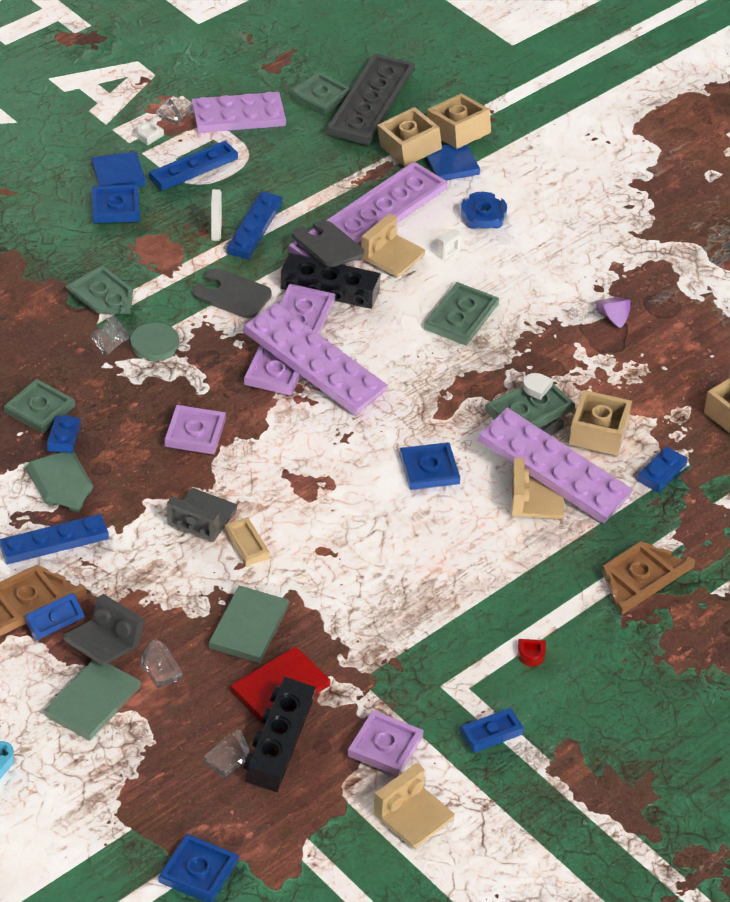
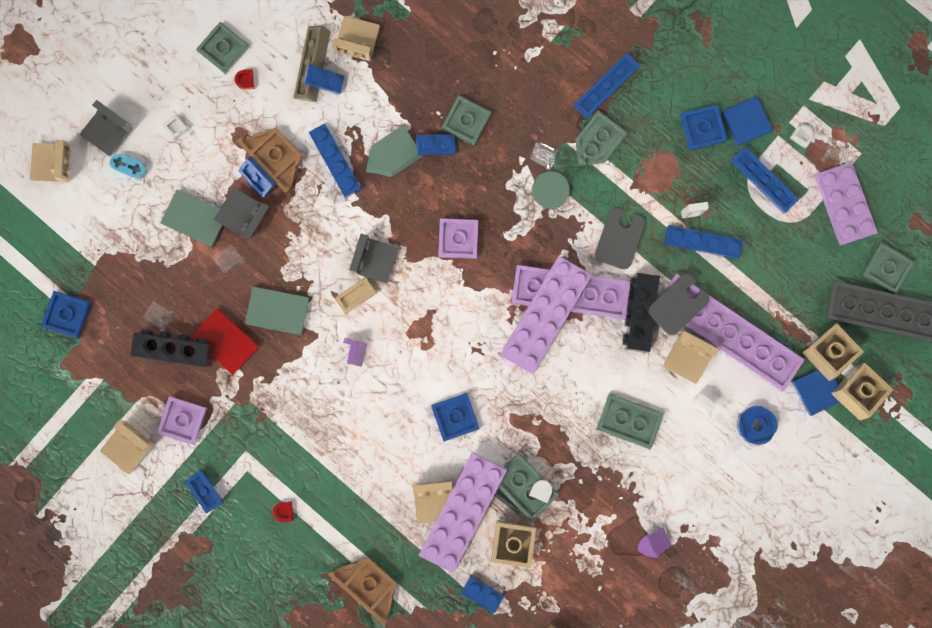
camera: 80 degrees right, 40 degrees up
(37, 274) = (606, 86): none -> blue plate
(324, 543) = (356, 351): none -> medium lavender tile

